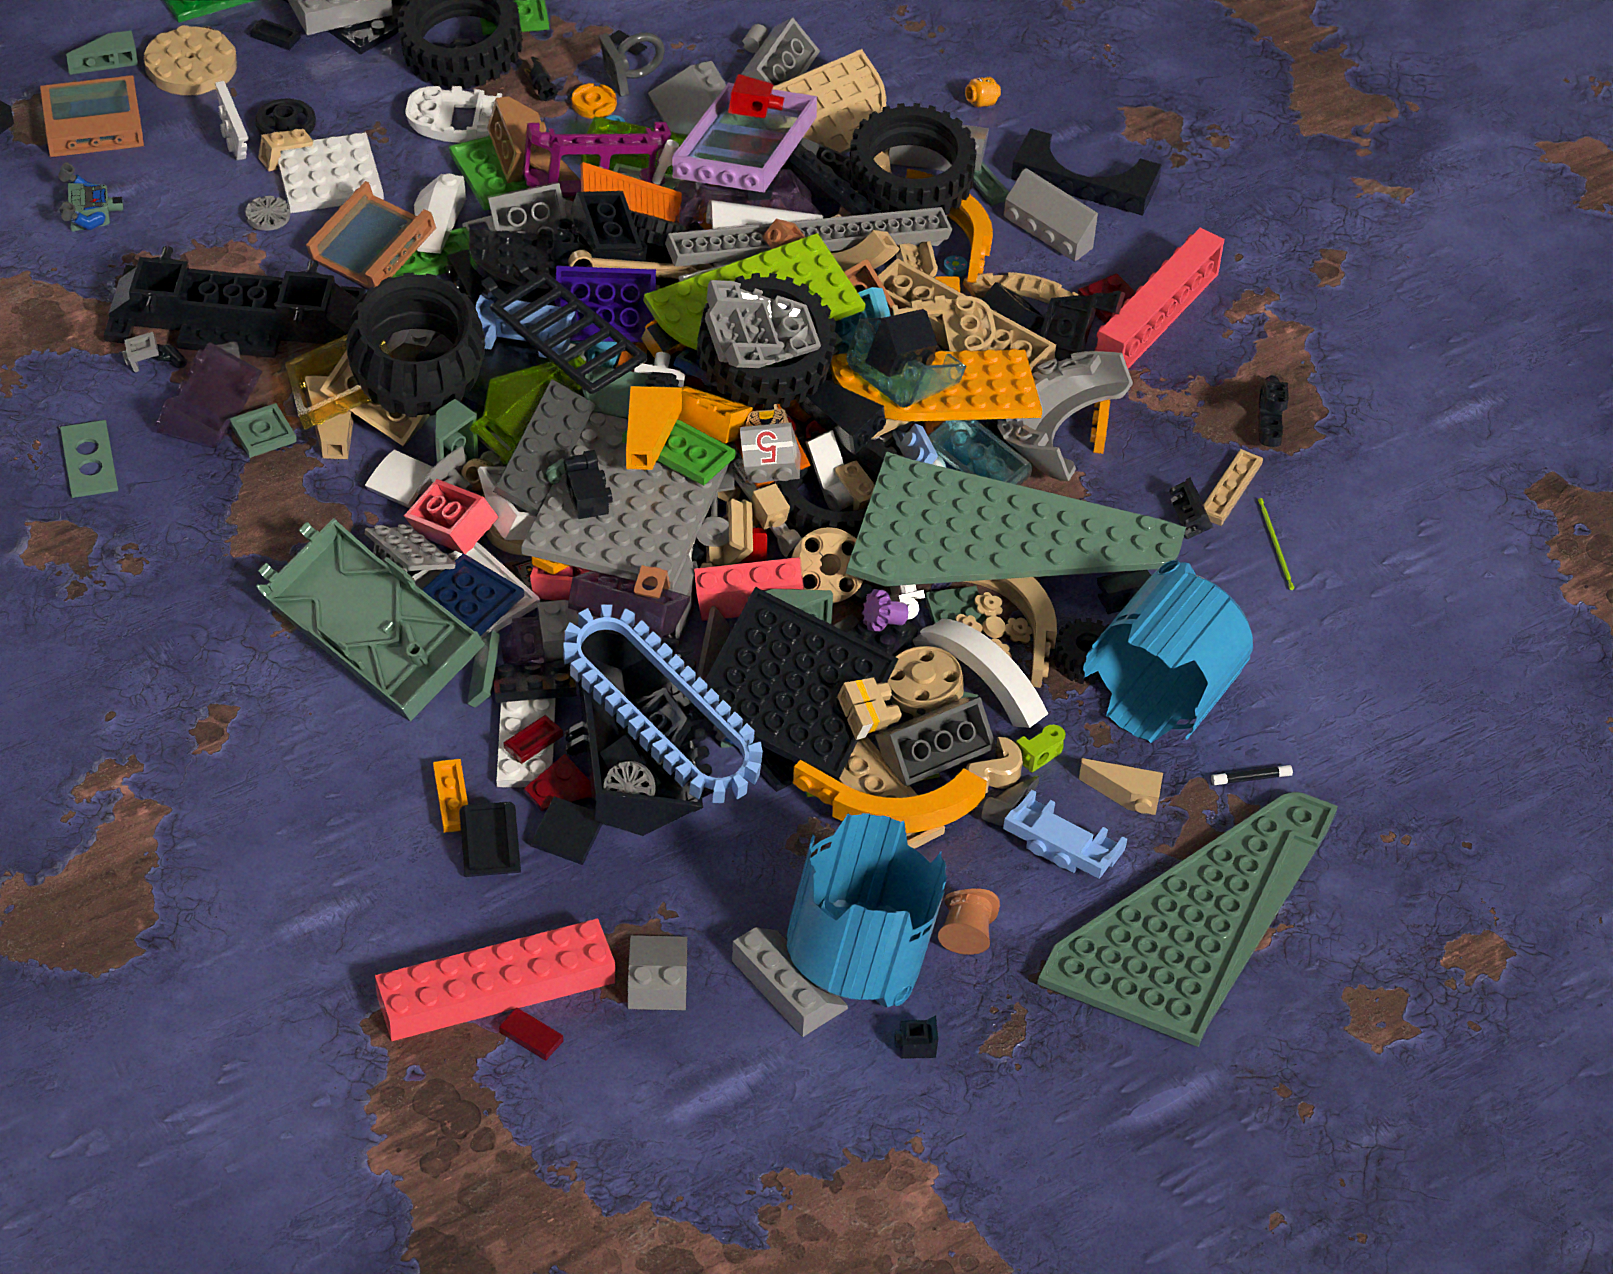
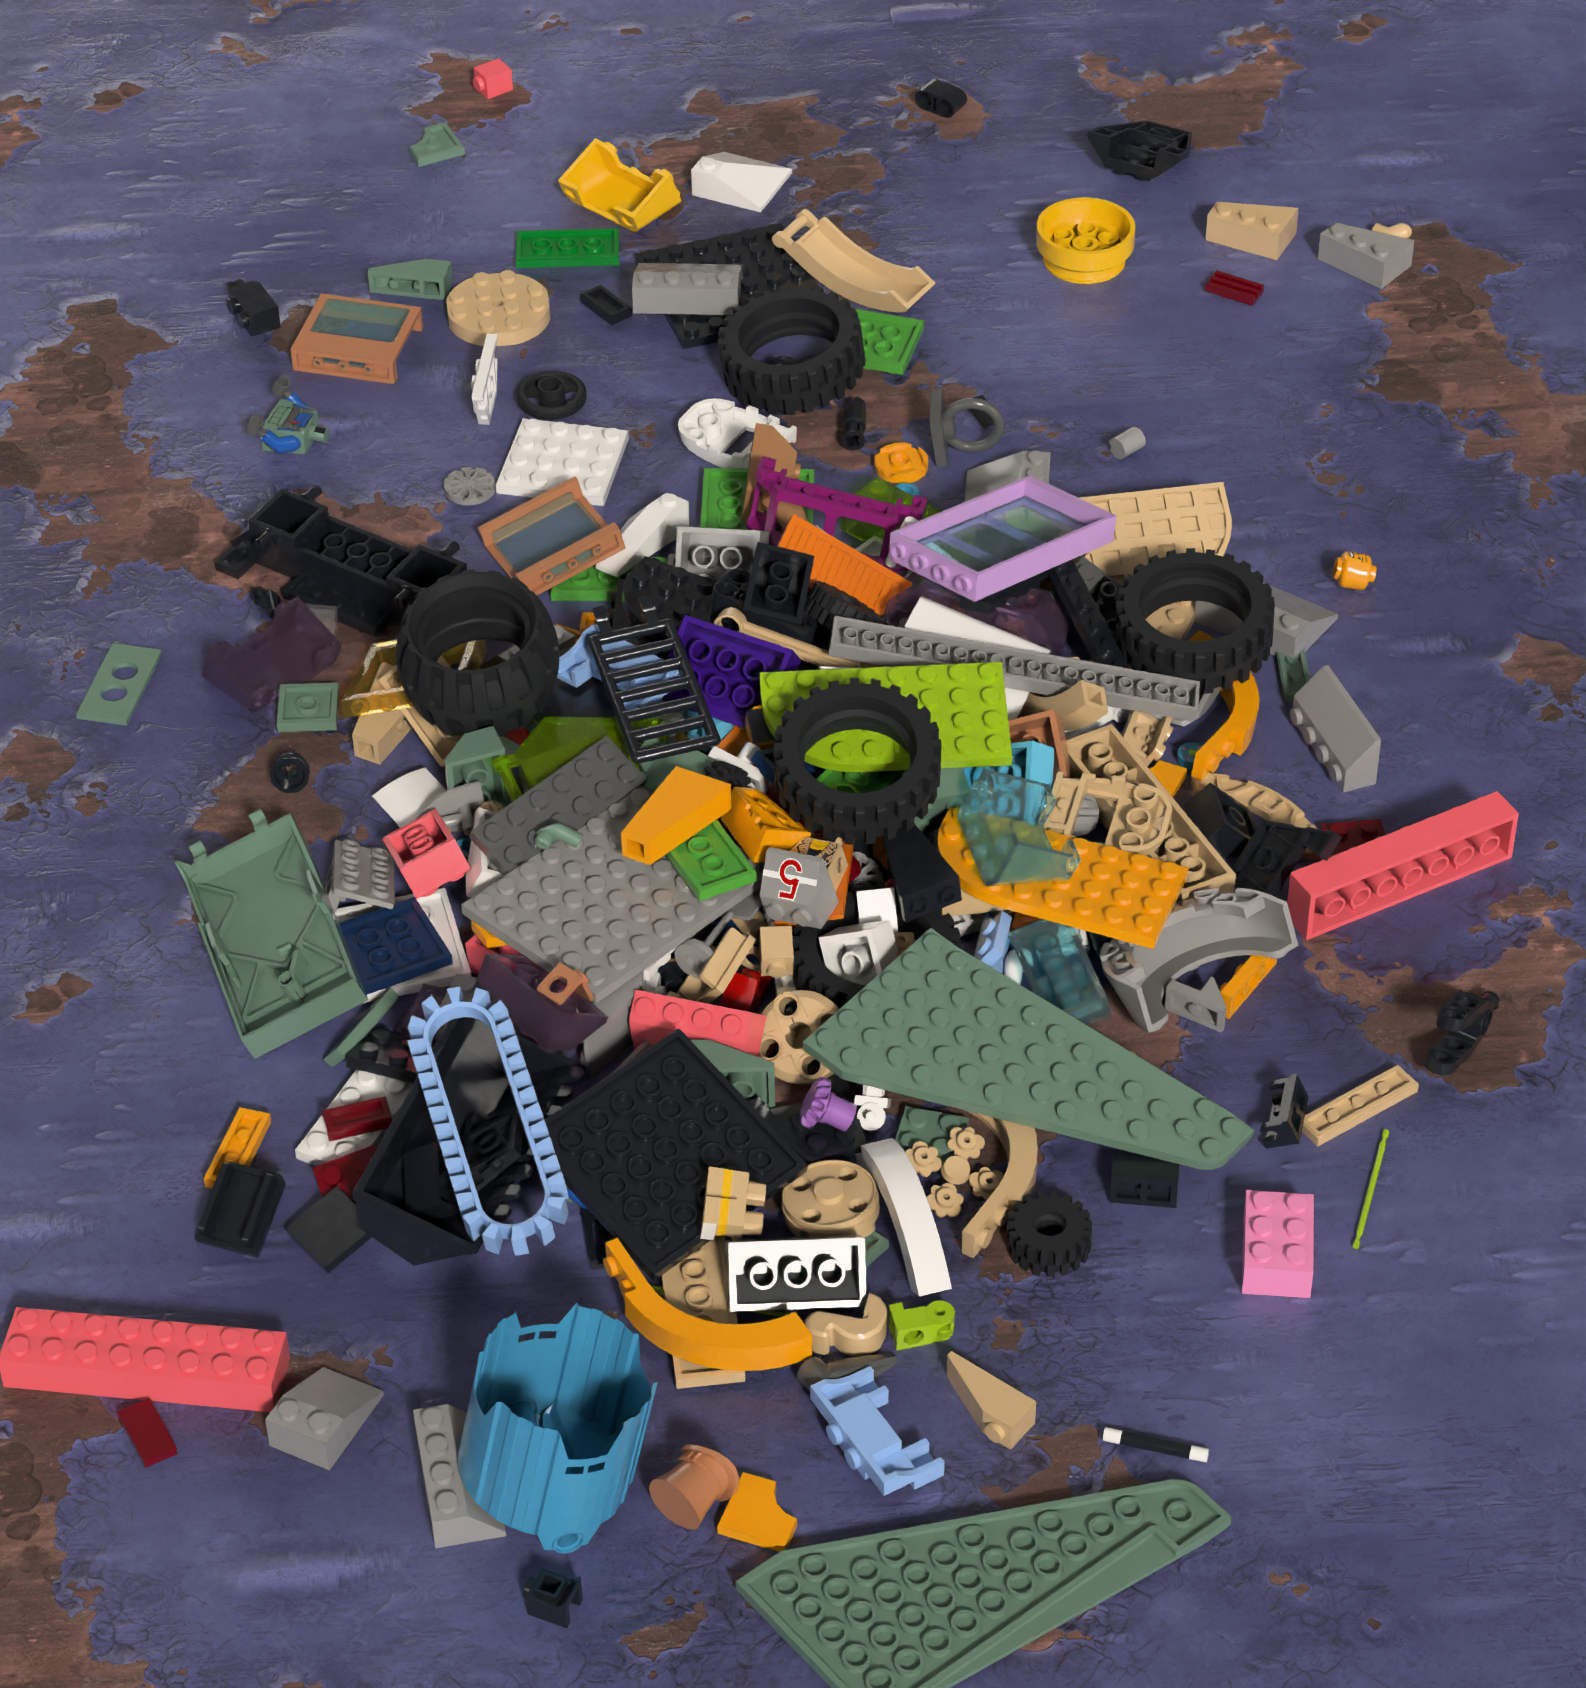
camera: 30 degrees right, 5 degrees down
(140, 348) = (237, 585): light grey bracket -> none
(275, 142) = (527, 414): tan bracket -> none
(288, 492) = (296, 778): none -> black piece
(587, 485) = (566, 859): black hinge -> none
(630, 783) = (411, 1194): light grey wheel -> none
(753, 97) = (1035, 496): red torso -> none
(757, 329) = (835, 738): light grey wedge -> none
(782, 233) = (971, 650): nougat bracket -> none
(783, 54) = (1147, 466): light grey slope -> none
(833, 486) = (859, 950): none -> white slope
(901, 340) = (1018, 804): black slope -> none
(1018, 928) = (756, 1516): none -> light orange tile
(1087, 450) = (1199, 1006): none -> light grey slope
(1125, 191) = (1453, 729): black arch -> none
(1171, 652) = (1119, 1262): dark azure piece -> none
(1255, 598) = (1278, 1244): none -> bright pink brick

